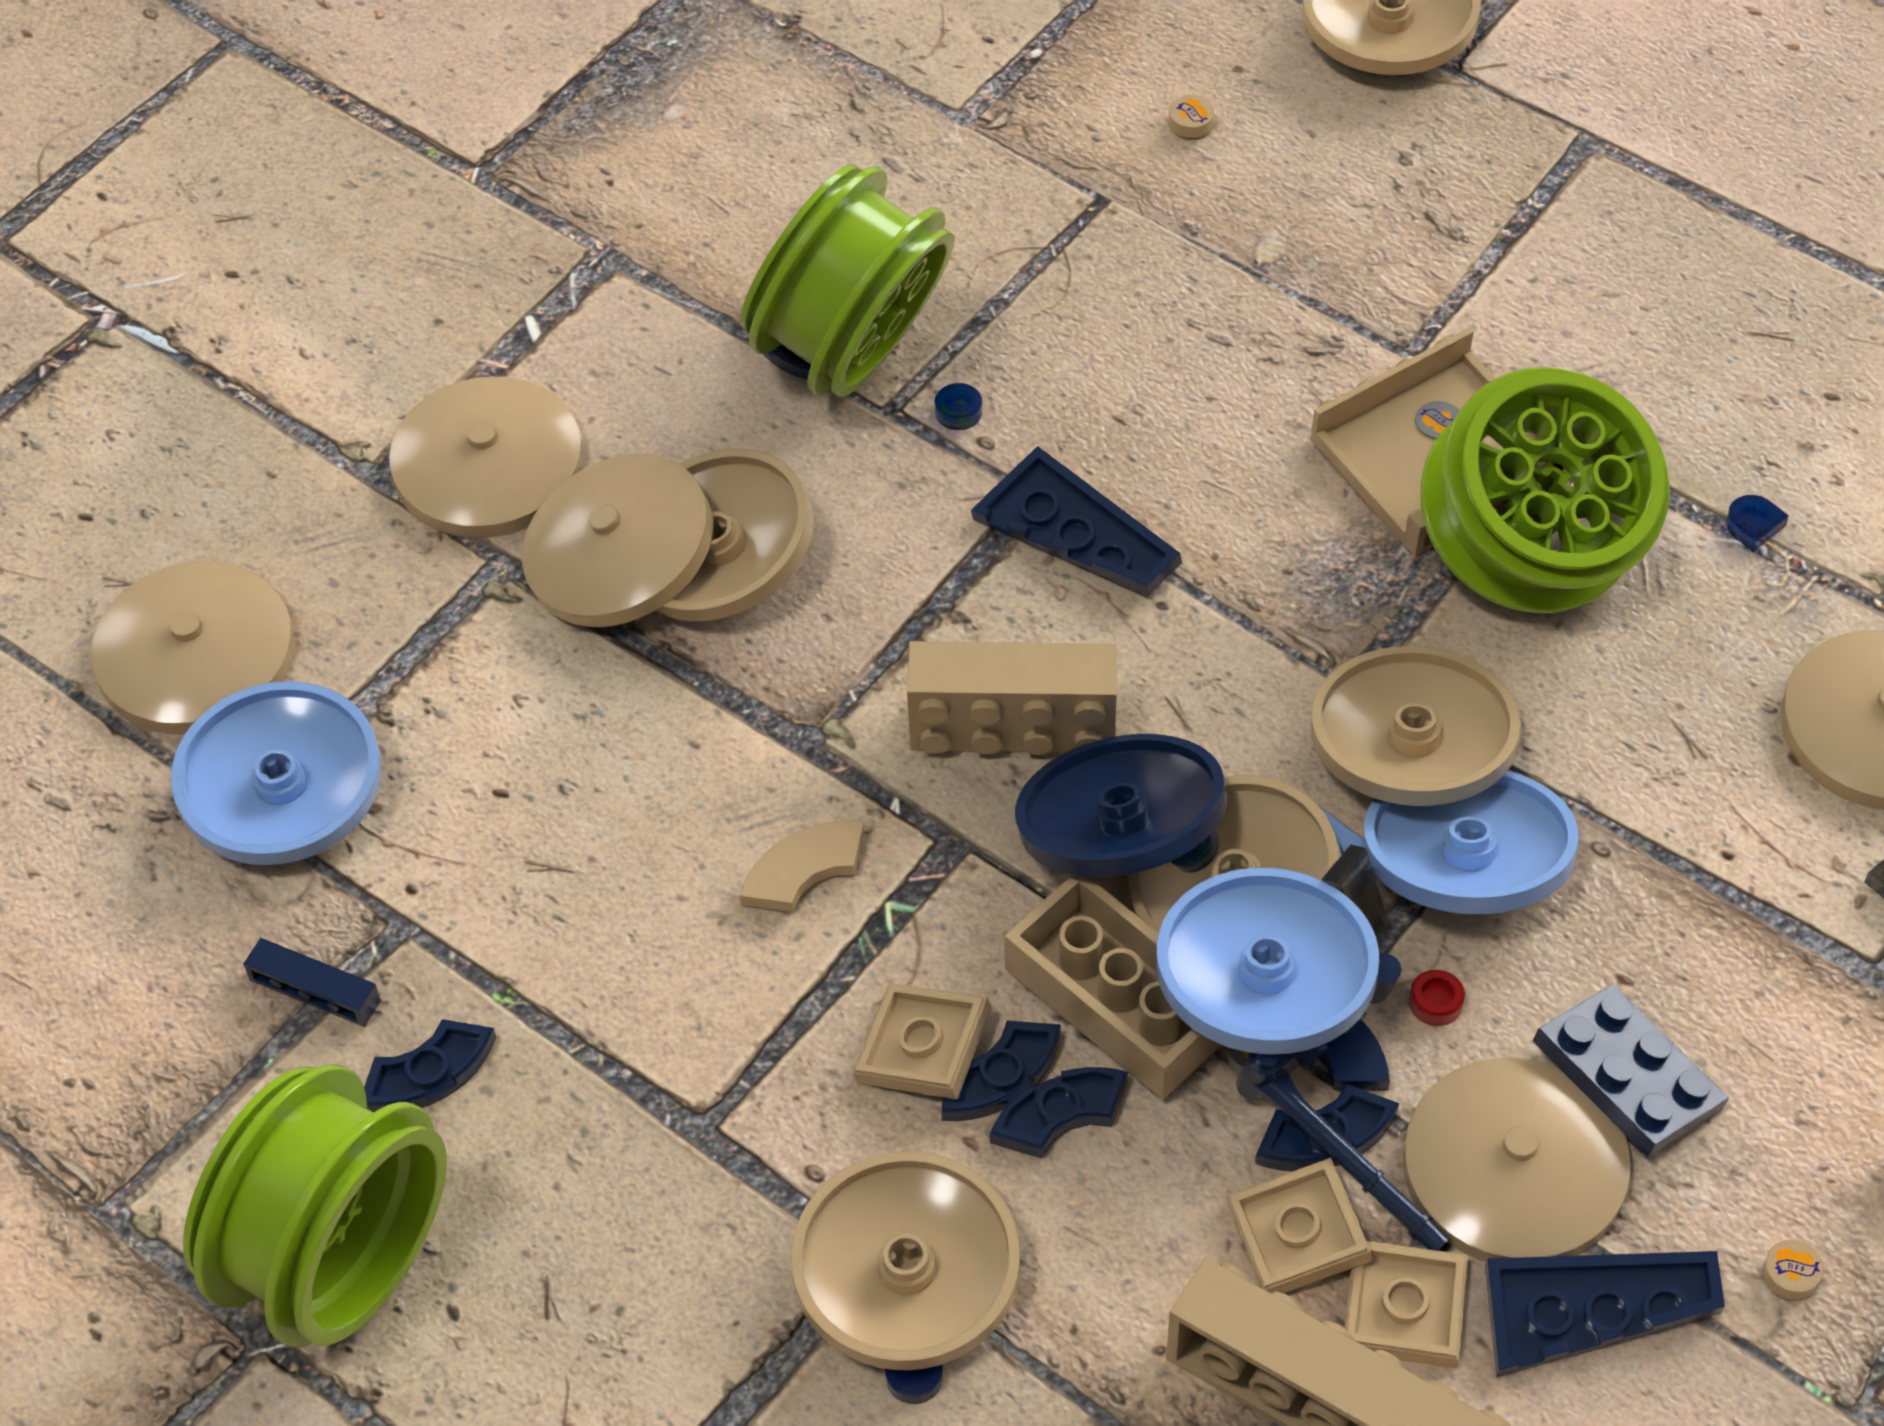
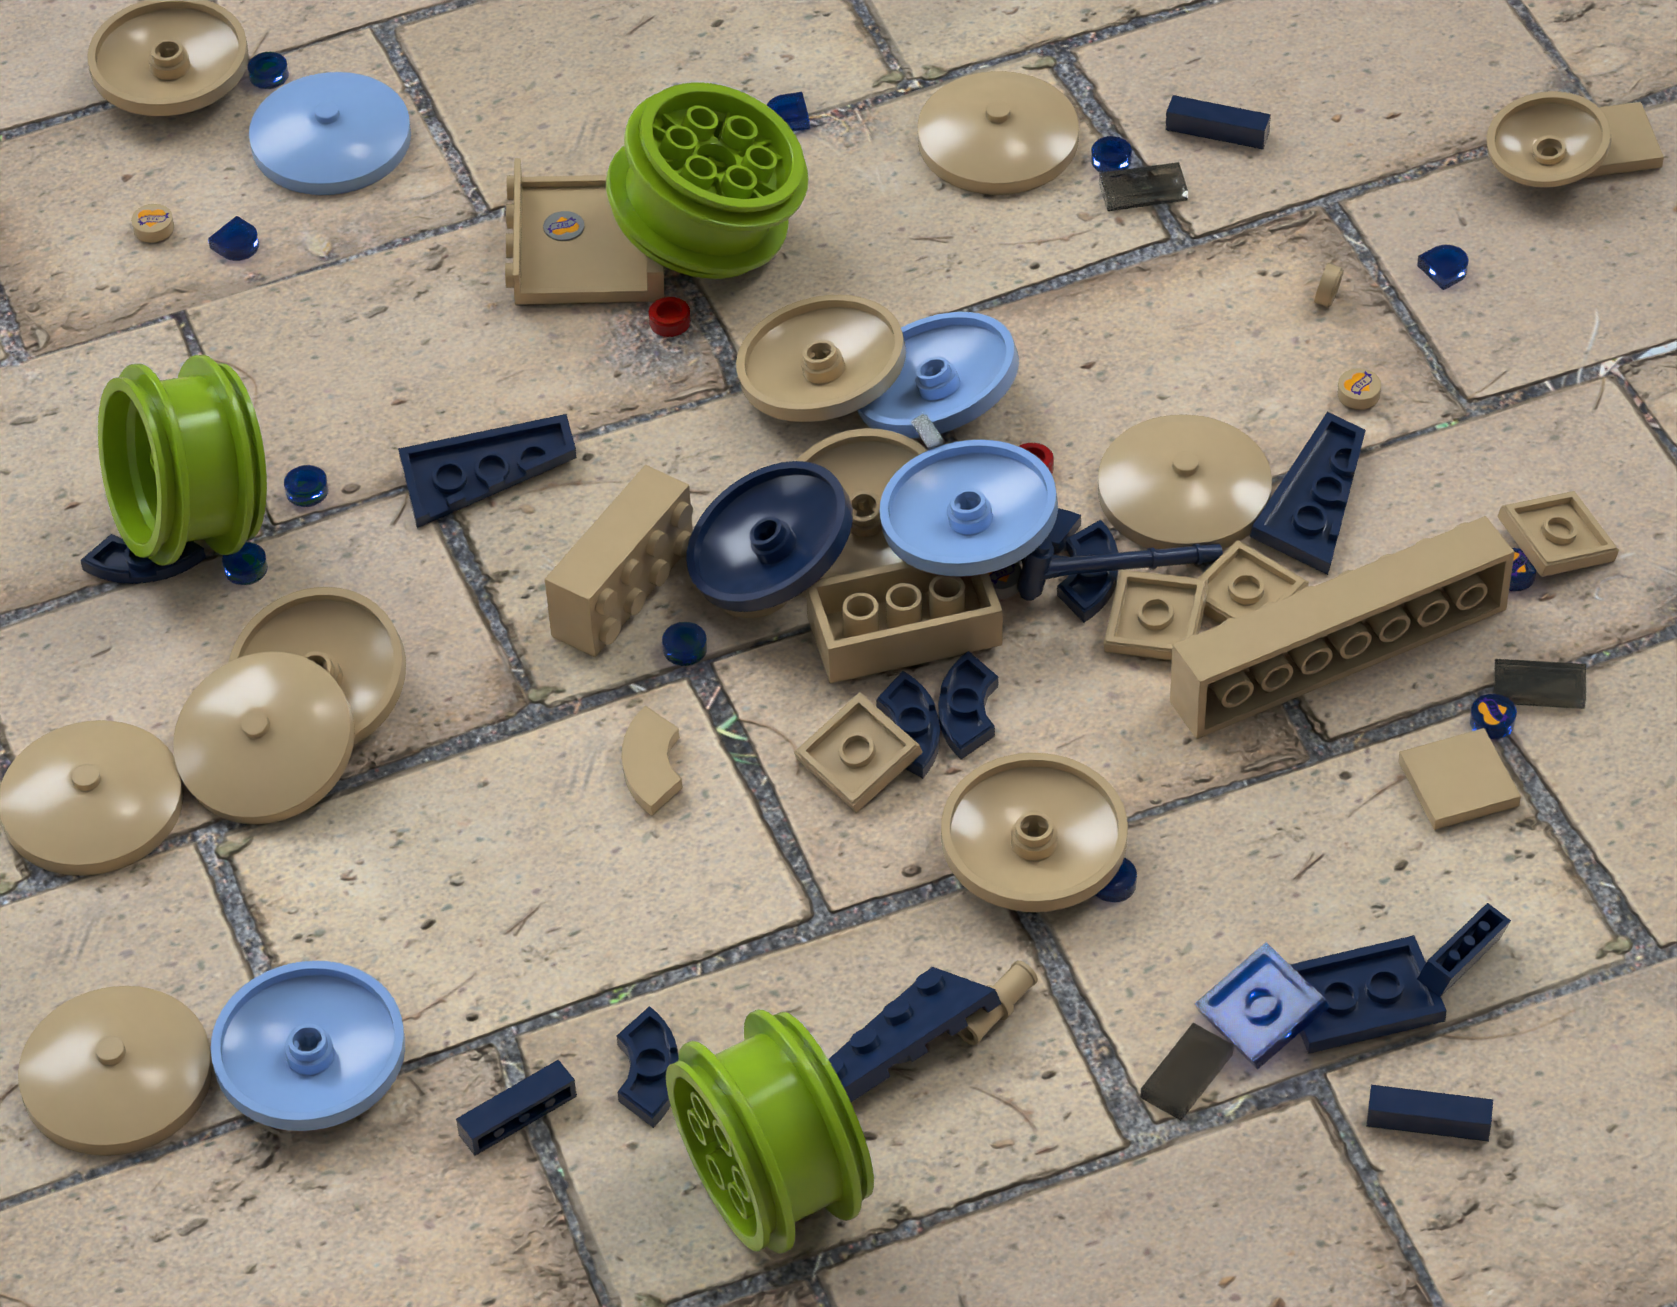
camera: 60 degrees left, 5 degrees down
(596, 1274) = (899, 1033): none -> dark blue wing
(673, 1341) = (1010, 990): none -> tan pin
(832, 415) = (246, 565): none -> tile
(972, 814) = (684, 643): none -> clear blue tile
(1221, 187) = (235, 240): none -> clear blue tile
(1391, 571) = (669, 316): none -> red tile
(1412, 179) = (330, 133): none -> light blue dish
(1453, 90) = (268, 70): none -> clear blue tile
(1630, 1070) = (1164, 389): plate -> none

